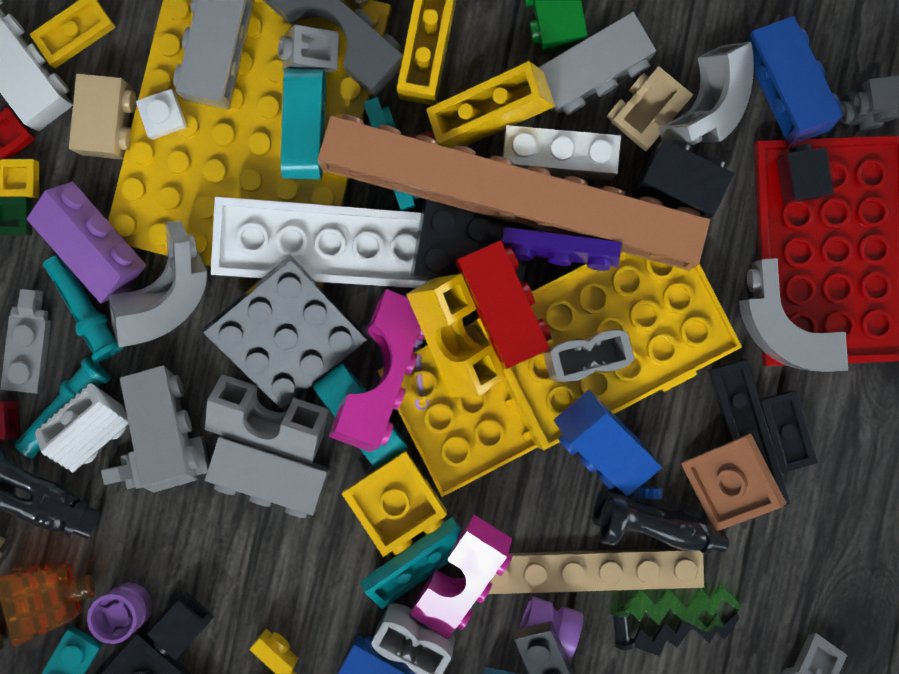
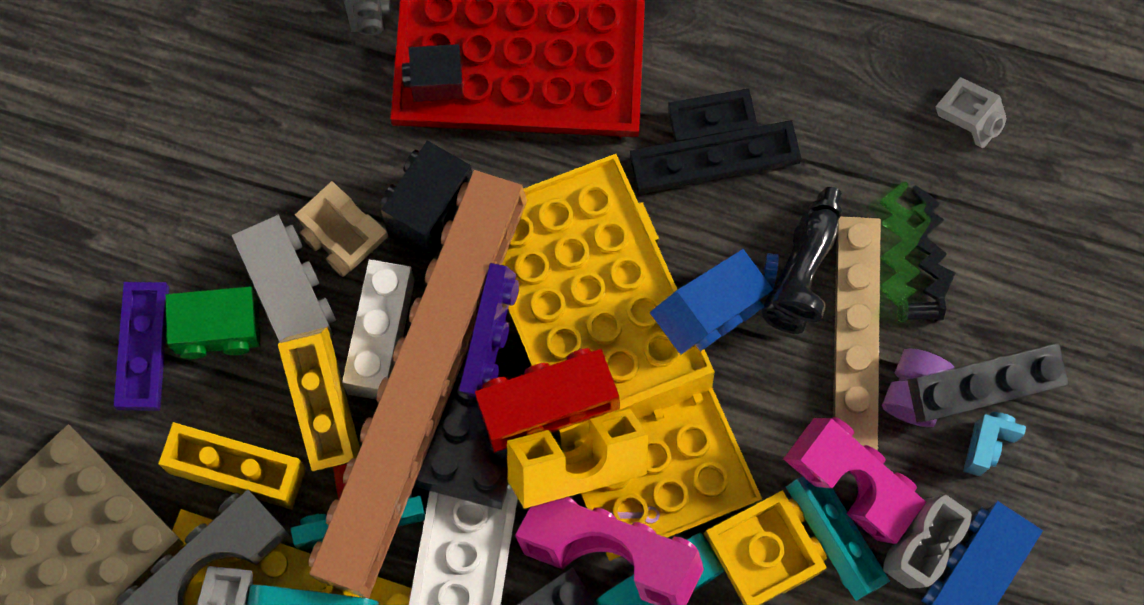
camera: 85 degrees left, 15 degrees down
(581, 358) = (611, 306): light grey brick -> none
(722, 96) = (339, 152): light grey arch -> none
(733, 483) = (765, 176): nougat plate -> none
(778, 335) = (605, 115): light grey arch -> none
(793, 81) = (329, 77): blue brick -> none

